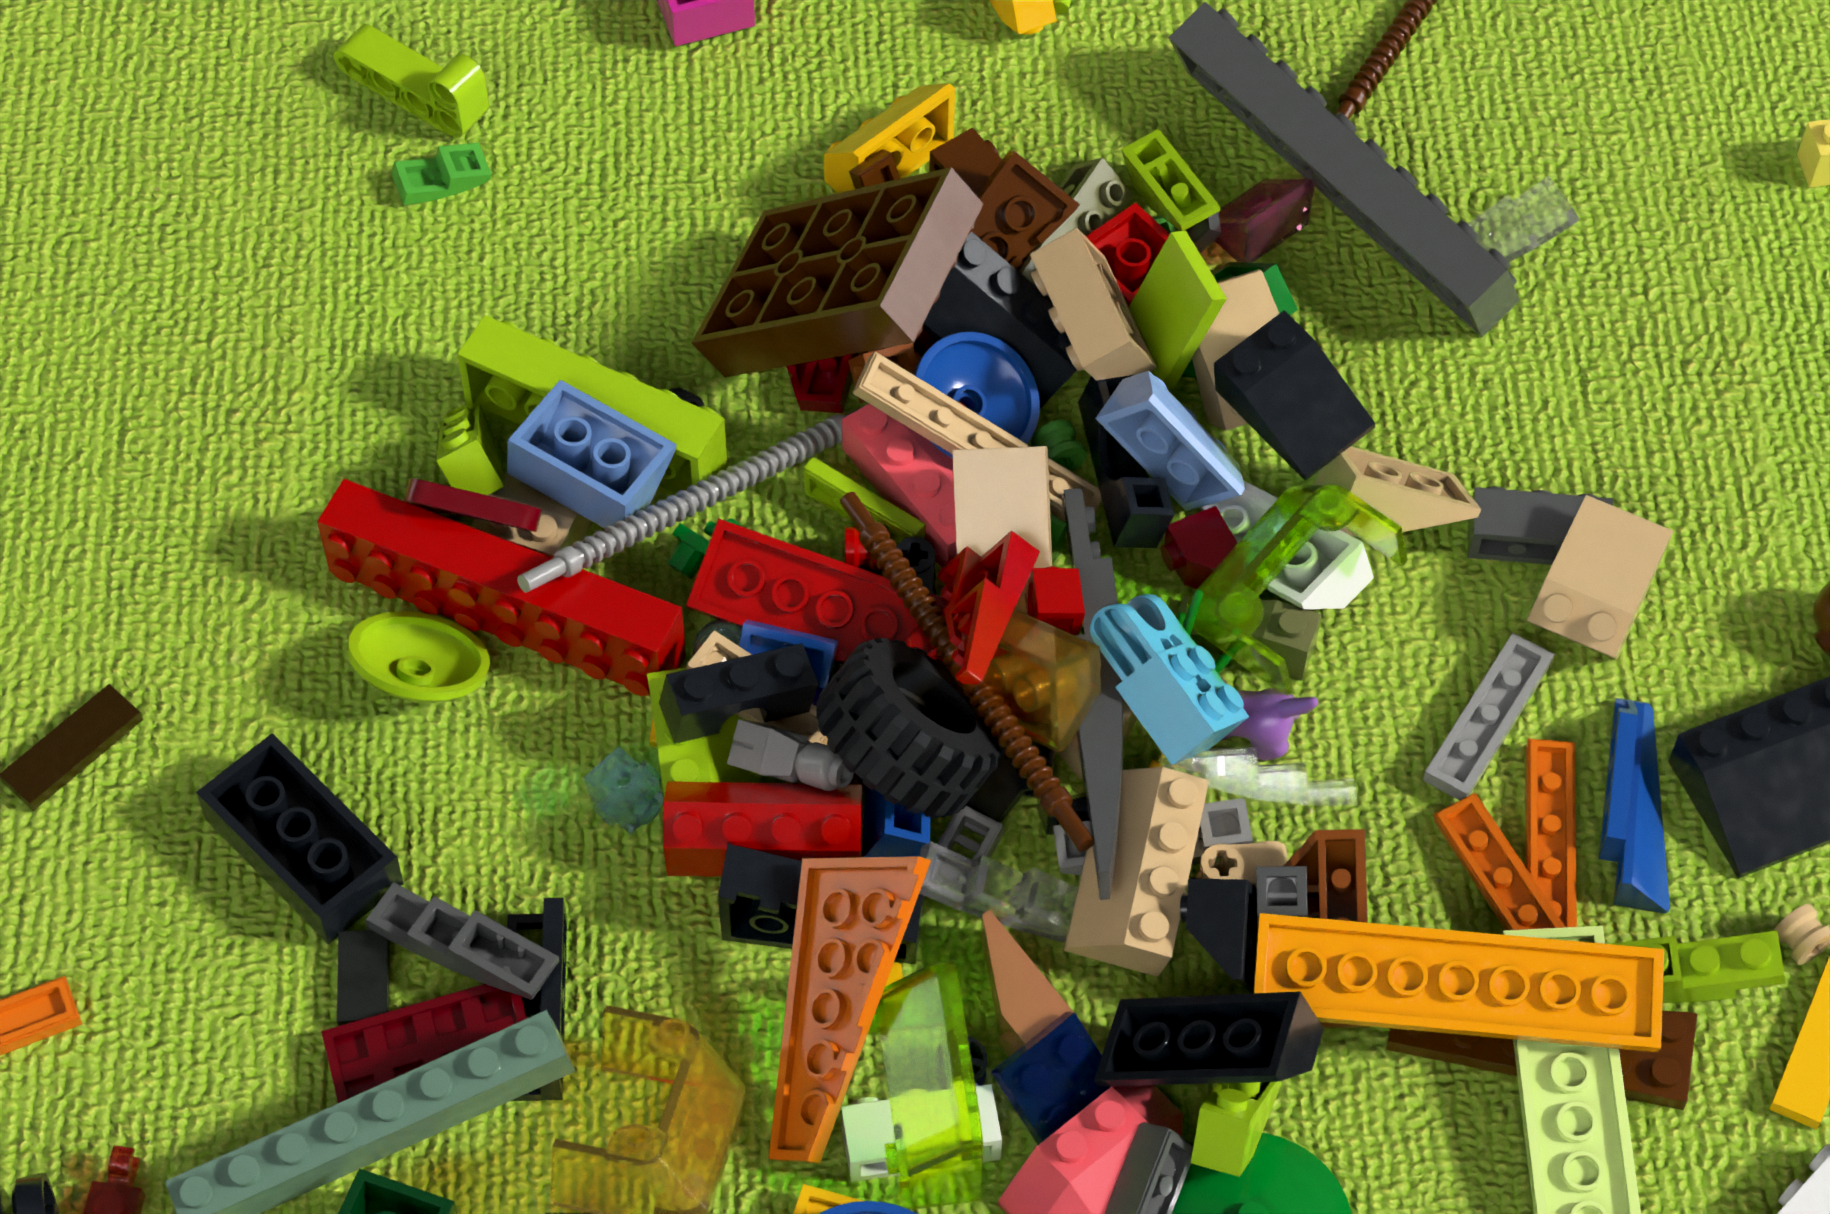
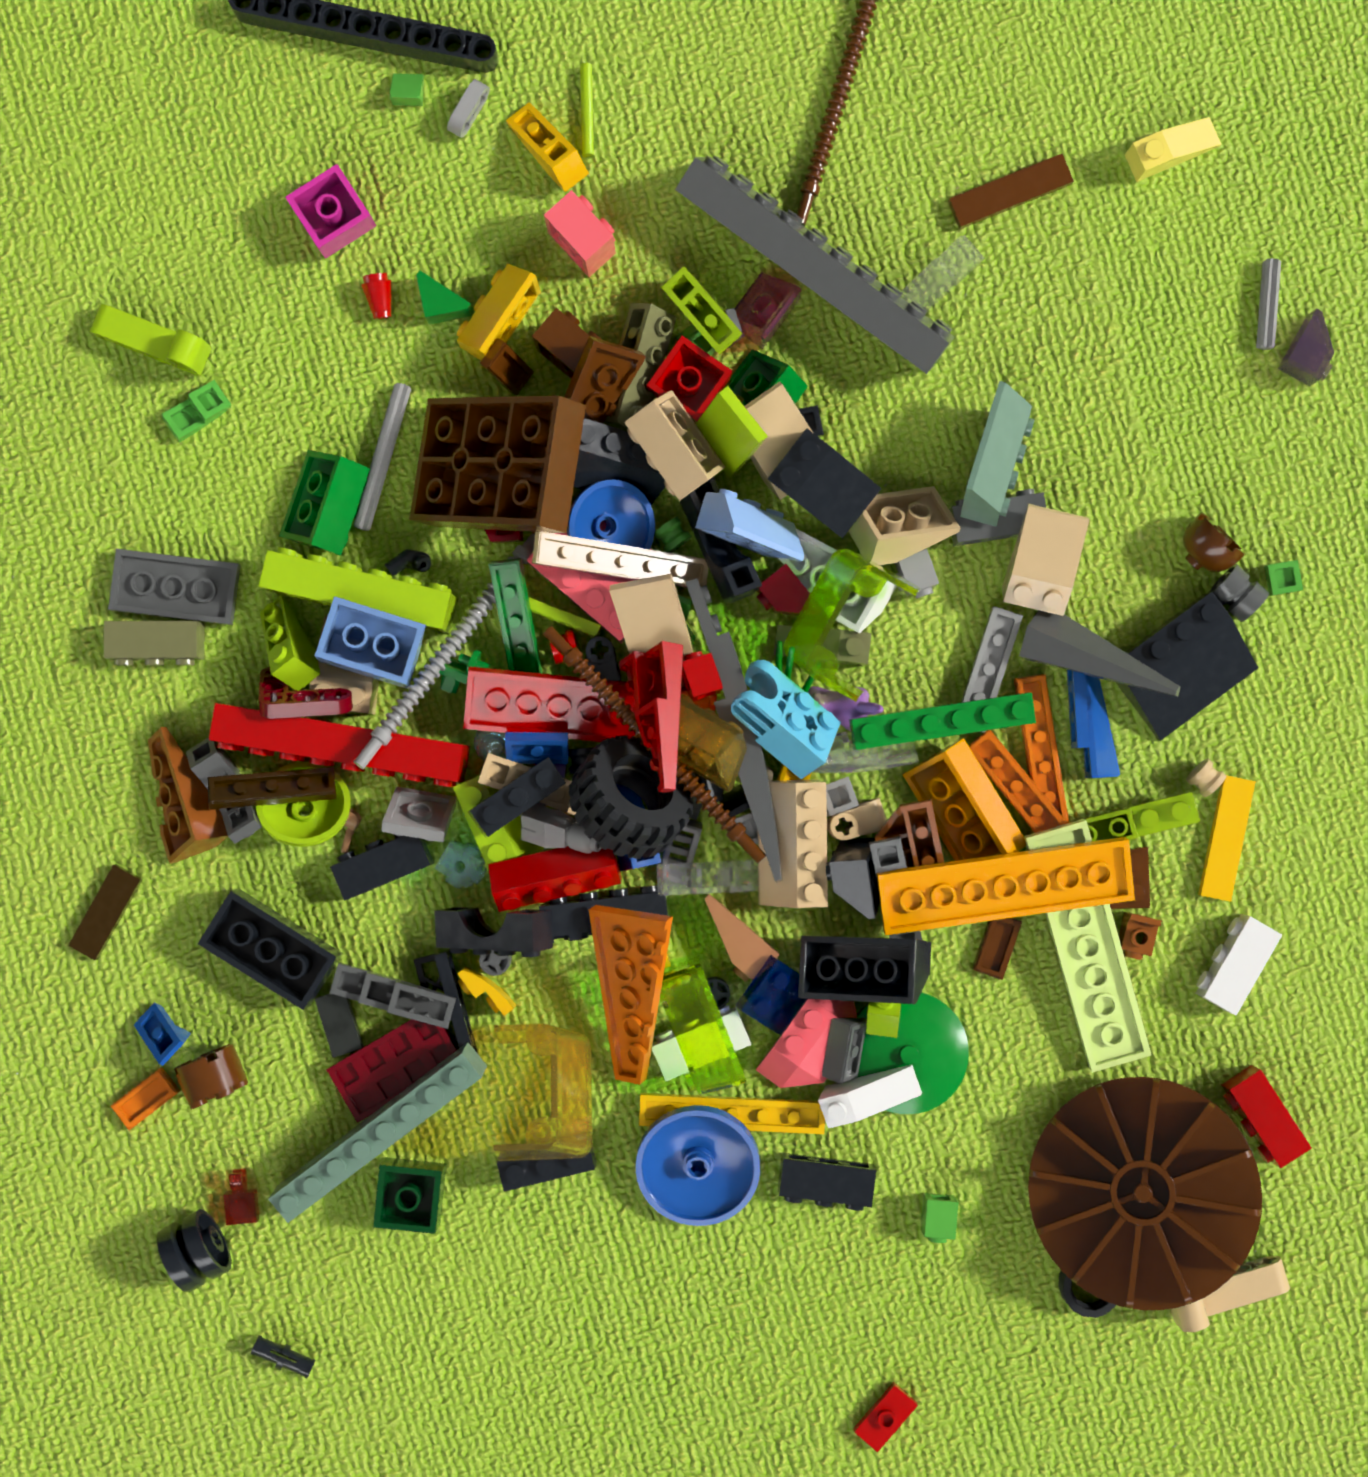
camera: 10 degrees left, 30 degrees up
(92, 924) = (160, 1033): none -> blue slope
(144, 987) = (211, 1076): none -> reddish brown brick
(247, 629) = (189, 822): none -> dark orange wedge
(280, 417) = (154, 642): none -> olive brick
(312, 611) = (210, 761): none -> dark grey arch
(333, 362) = (174, 587): none -> dark grey plate
(381, 620) = (271, 788): none -> dark brown tile
(479, 710) = (352, 823): none -> medium nougat hand
(505, 769) = (380, 864): none -> black brick
(589, 297) = (325, 502): none -> green slope
(596, 712) = (419, 814): none -> light grey plate
(602, 972) = (477, 983): none -> yellow slope
(632, 927) = (490, 963): none -> dark grey wheel
(675, 276) = (382, 456): none -> light grey axle
(693, 867) = (522, 931): none -> black arch
(733, 93) = (378, 294): none -> red cone
(806, 474) = (515, 615): none -> green tile
(816, 117) = (440, 302): none -> green slope
(1027, 73) = (580, 232): none -> coral brick
(1405, 755) = (942, 721): none -> green plate
(1411, 582) = (919, 571): none -> light grey brick
(1416, 865) = (965, 804): none -> light orange slope
(1429, 1106) = (997, 947): none -> reddish brown tile
(1550, 431) = (997, 456): none -> slope
(1604, 696) = (1070, 646): none -> dark grey wedge
(1630, 158) = (1010, 191): none -> reddish brown tile
(1669, 1118) = (1129, 928): none -> dark orange brick

